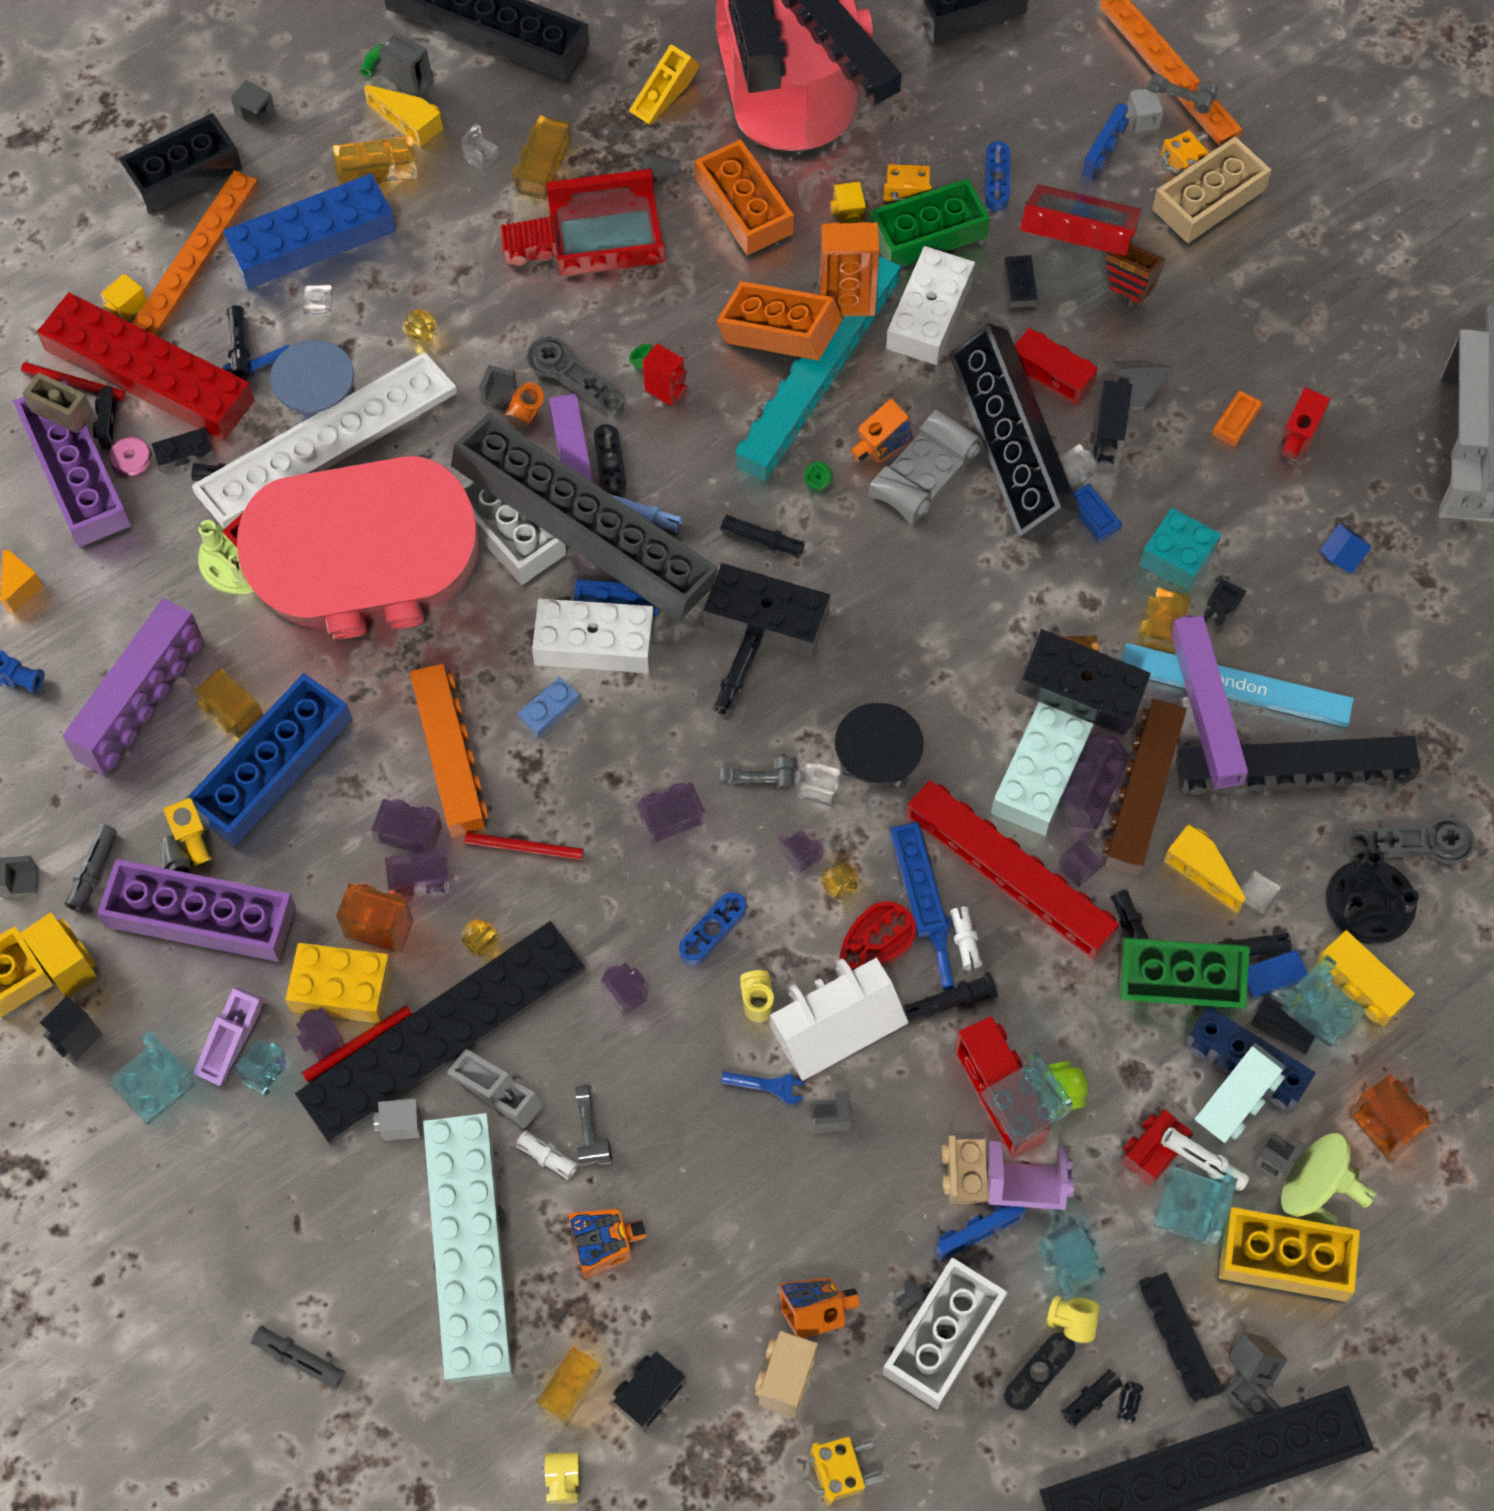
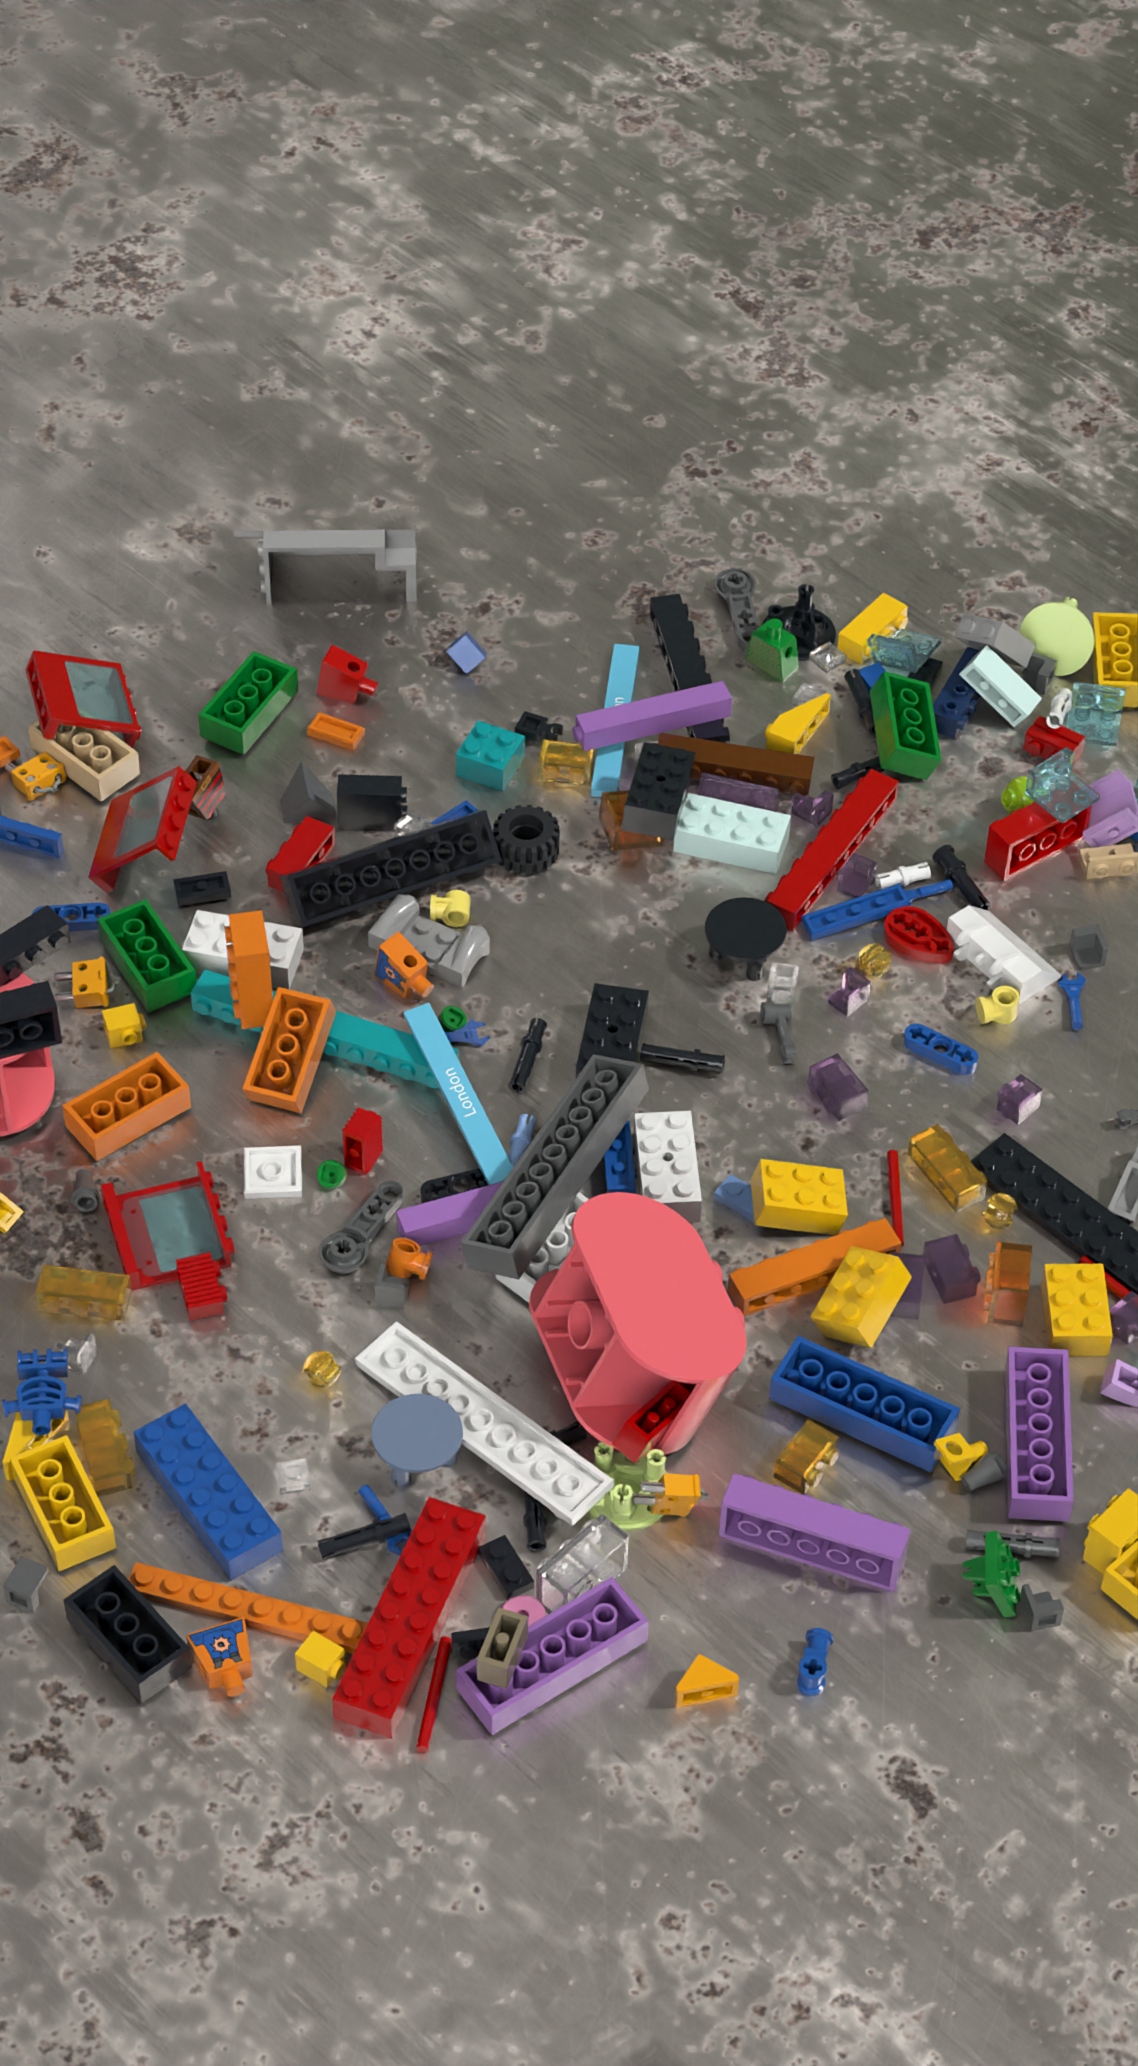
camera: 100 degrees left, 15 degrees down
(46, 836) = (996, 1574): none -> green plate
(146, 231) = (222, 1655): none -> torso
(147, 492) = (582, 1563): none -> clear brick
(204, 575) = (671, 1494): none -> light orange piece
(313, 125) = (63, 1503): none -> yellow brick
(384, 772) = (861, 1296): none -> yellow brick
(423, 117) = (42, 1394): none -> blue piece
(525, 742) = (798, 1197): none -> yellow brick
(546, 898) = (947, 1168): none -> clear yellow brick
(658, 313) = (272, 1172): none -> white tile
(706, 457) = (459, 1094): none -> medium azure tile
(799, 486) = (468, 1034): none -> blue piece
(966, 487) = (452, 908): none -> light yellow piece
(967, 887) = (856, 876): none -> clear purple panel
(1055, 547) = (527, 839): none -> black tyre
(1271, 334) = (248, 702): none -> green brick
(1276, 185) = (81, 695): none -> red panel
(1311, 1096) = (1001, 638): none -> light grey brick
(1320, 921) = (827, 657): none -> clear plate
(1329, 854) = (773, 650): none -> green torso
(1390, 1117) = (995, 596): clear orange brick -> none

